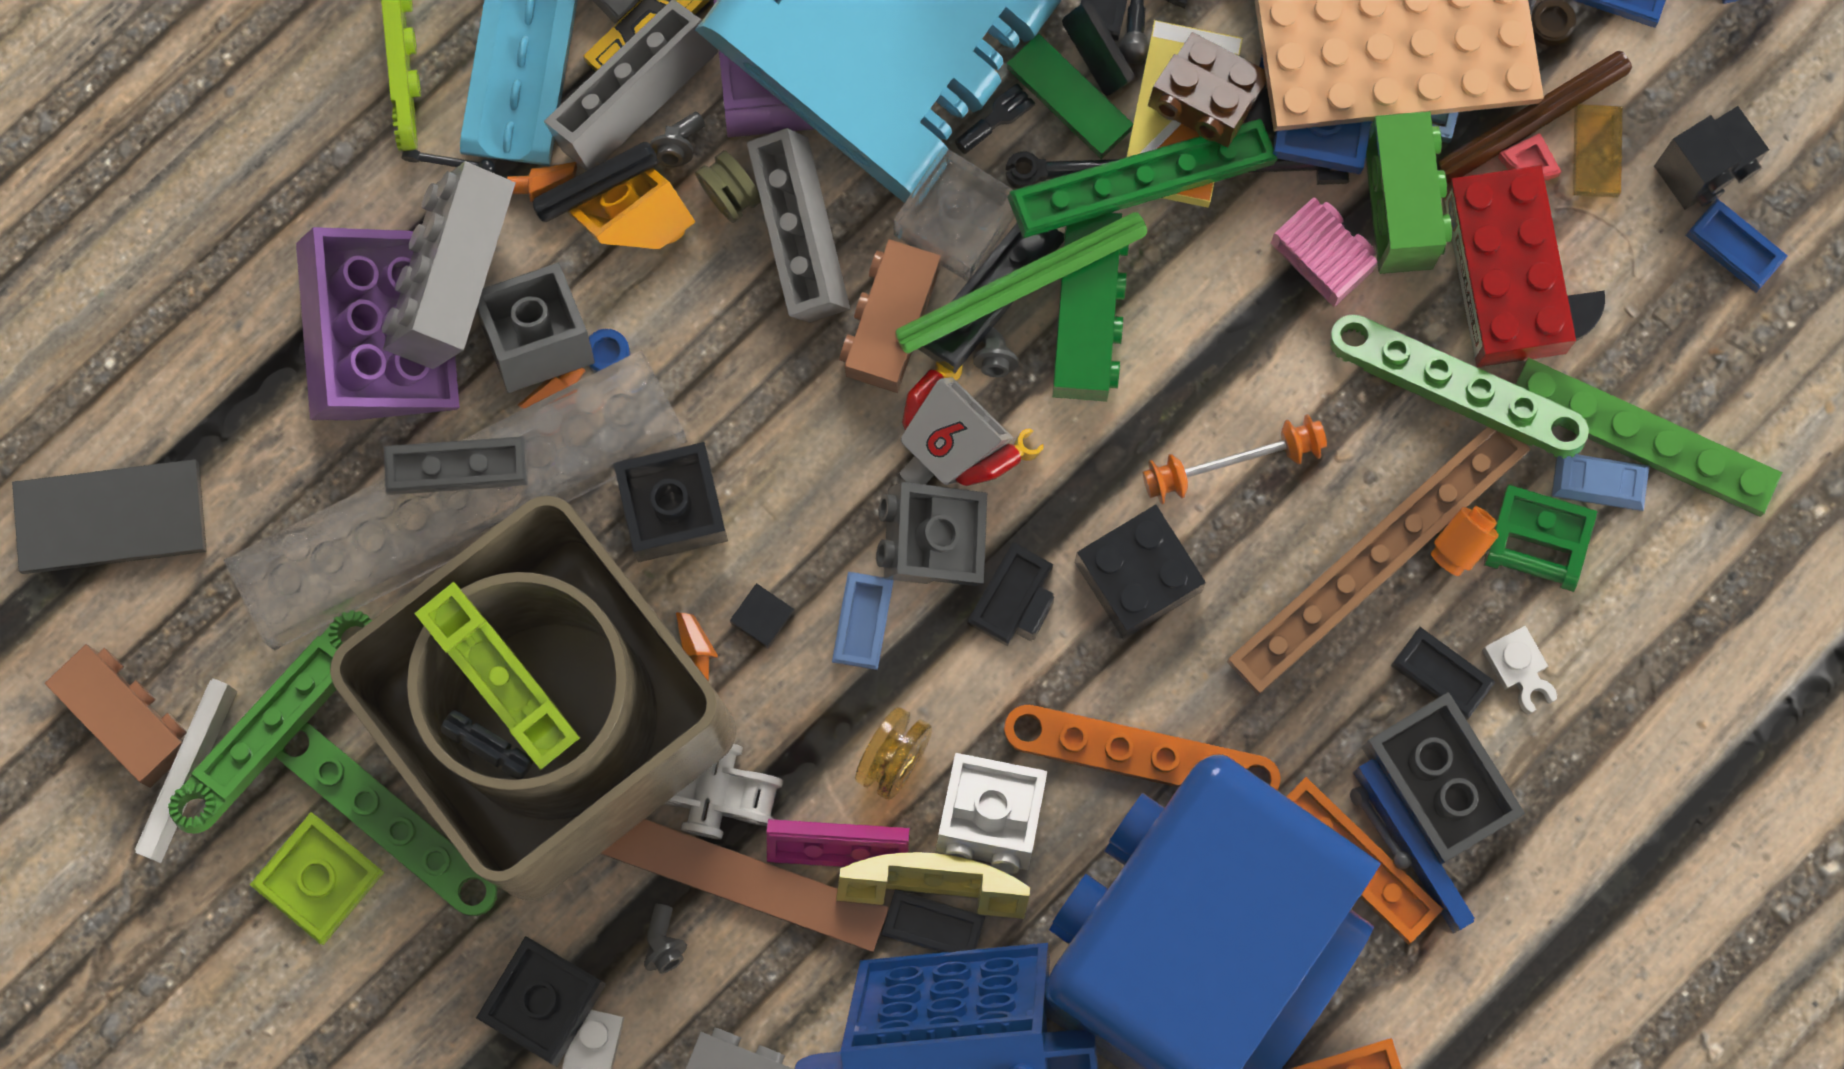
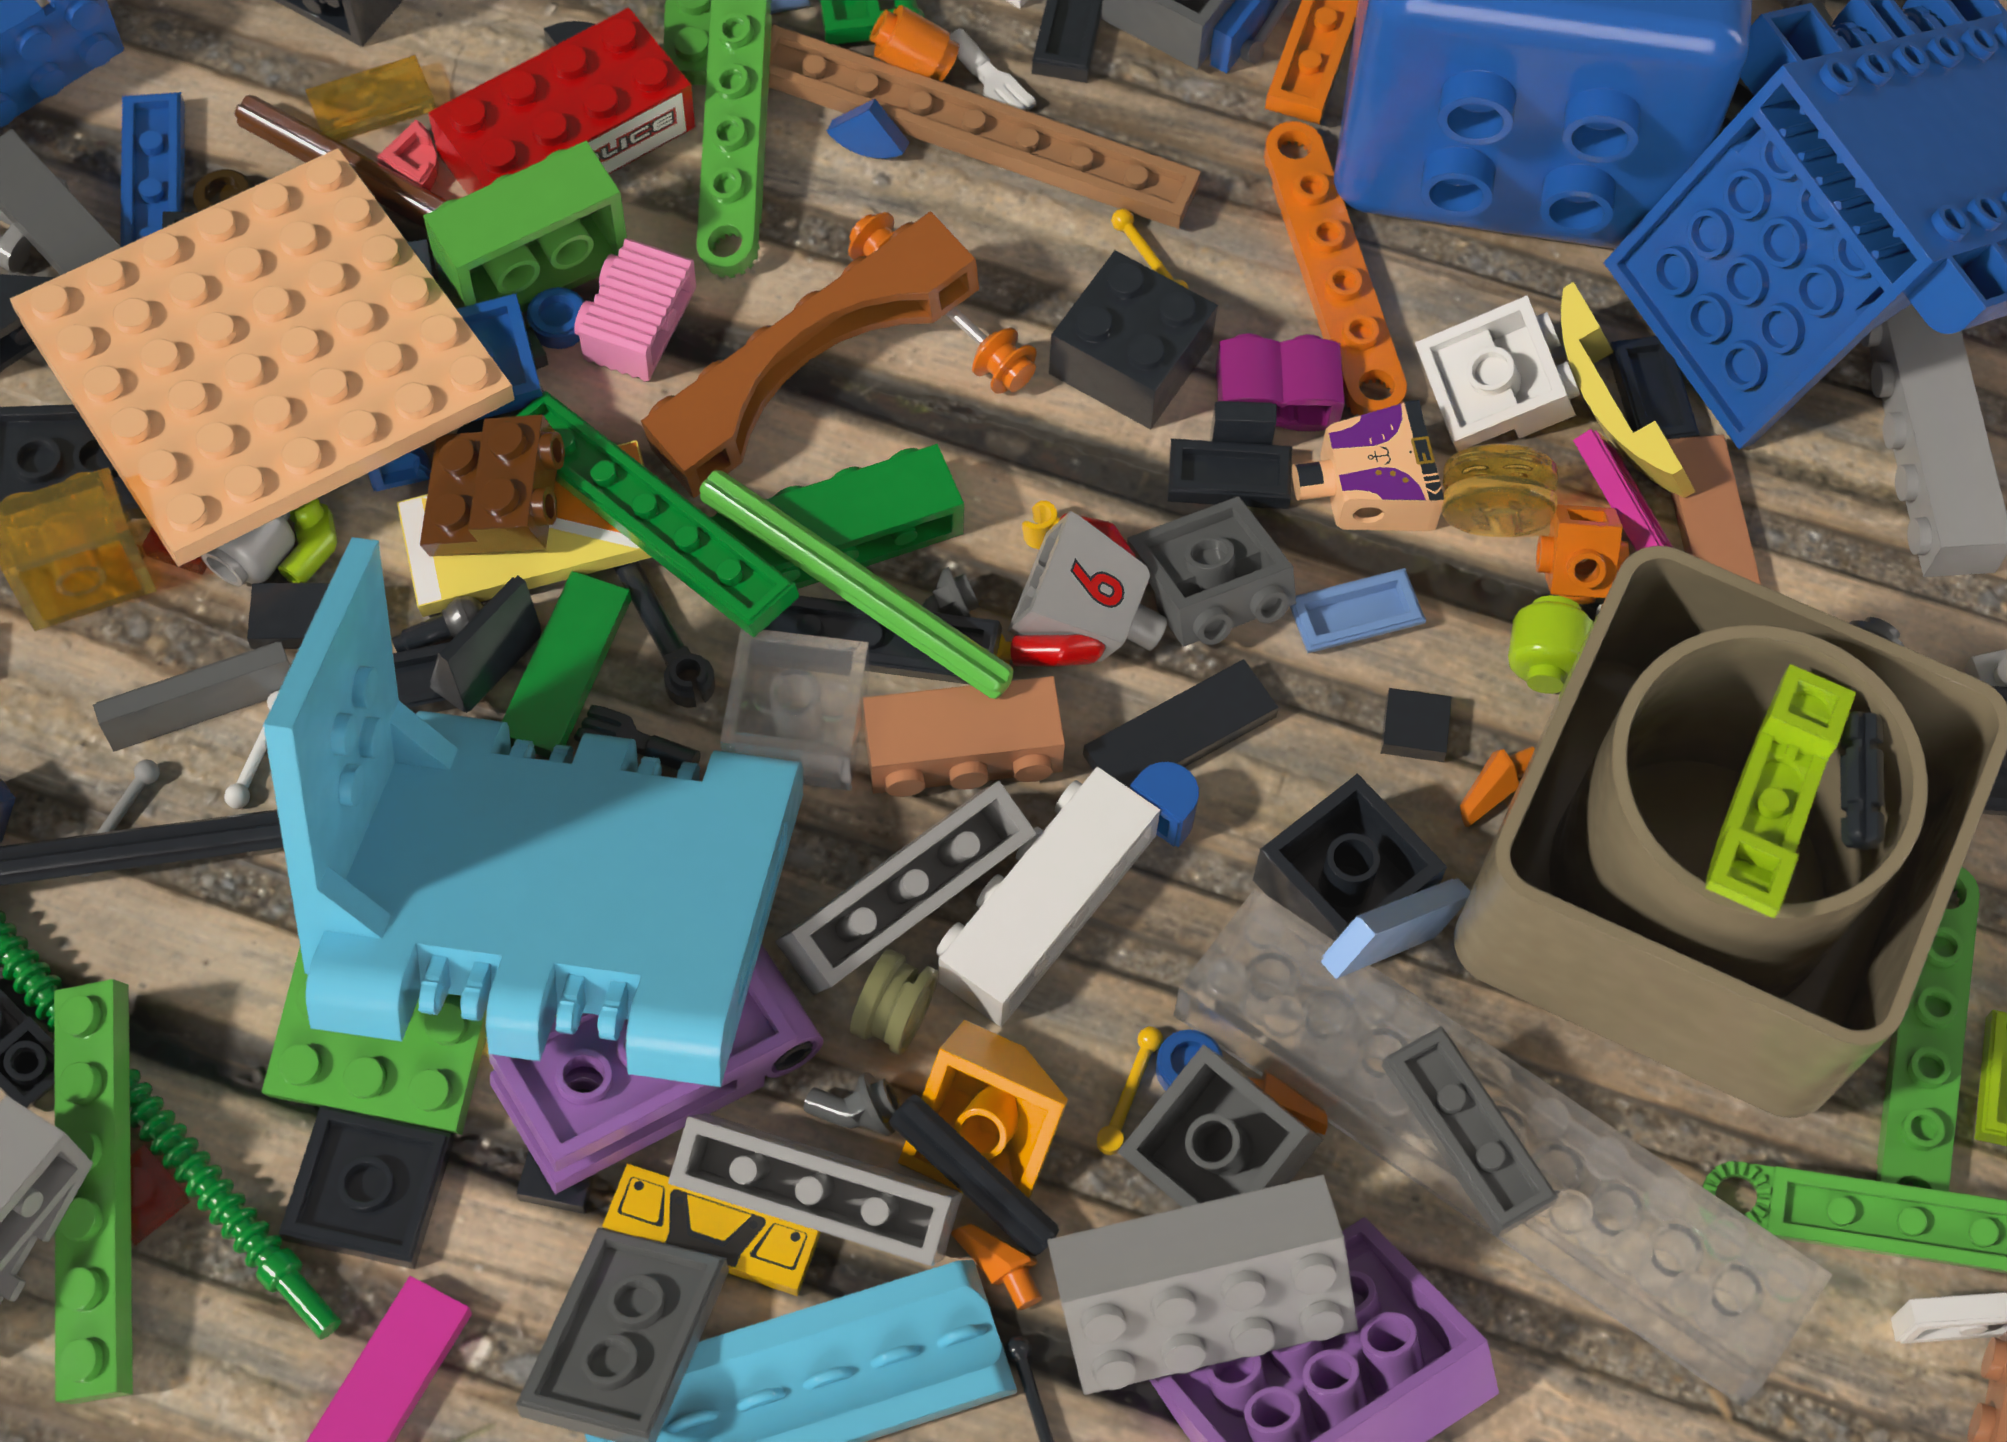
camera: 120 degrees left, 15 degrees down
(586, 284) = (1110, 1137): none -> yellow hinge
(610, 499) = (1395, 927): none -> light blue tile
(756, 316) = (1046, 895): none -> white brick
(768, 729) = (1547, 642): none -> lime head
(782, 420) = (1174, 793): none -> blue brick
(822, 786) = (1582, 552): none -> orange brick
(833, 461) = (1185, 725): none -> black tile
(957, 685) = (1376, 472): none -> torso
(1059, 657) = (1294, 374): none -> magenta brick
(1176, 632) = (1123, 221): none -> yellow hinge
(1204, 261) = (905, 281): none -> dark orange arch
(1351, 200) = (554, 316): none -> blue tile
(1407, 479) = (868, 132): none -> blue tile
(1409, 595) = (997, 84): none -> white piece

